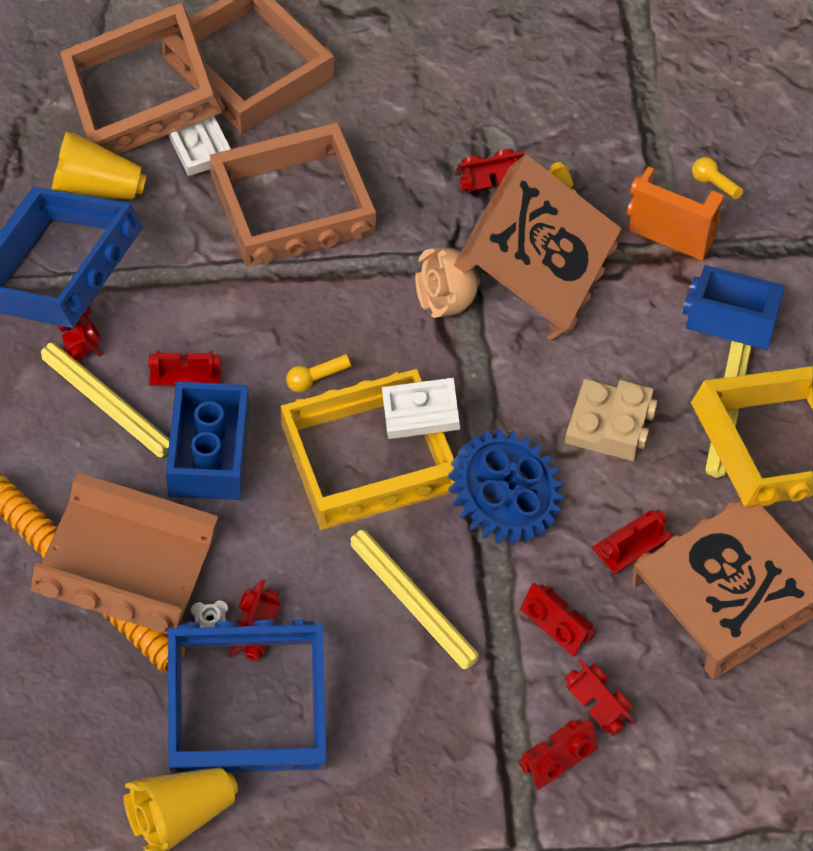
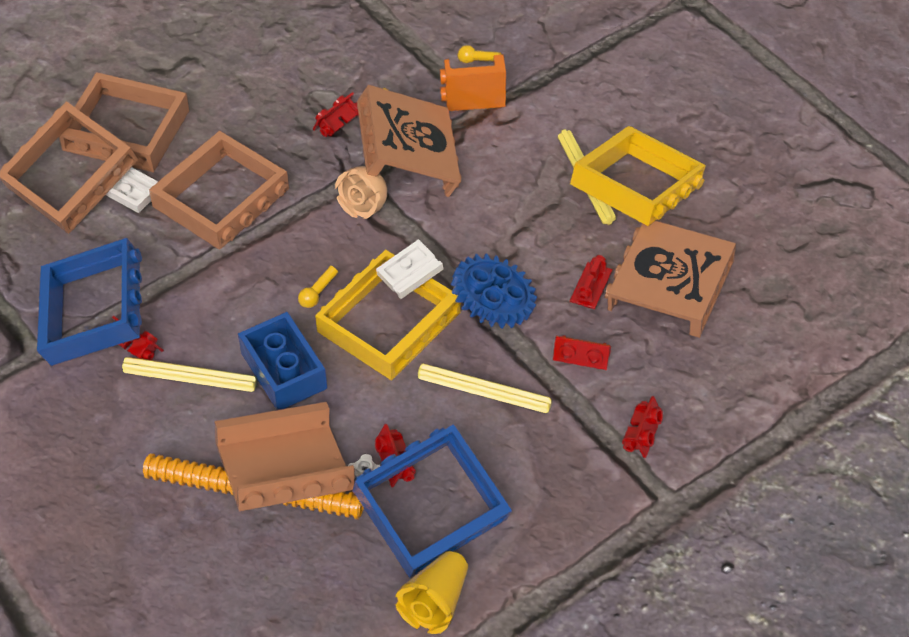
camera: 30 degrees left, 5 degrees down
(95, 171) = (74, 235): yellow cone -> none
(173, 367) = (226, 330): red hinge -> none
(590, 685) = (633, 377): red hinge -> none
(612, 418) = (524, 220): tan plate -> none
(729, 321) = (550, 119): blue window -> none

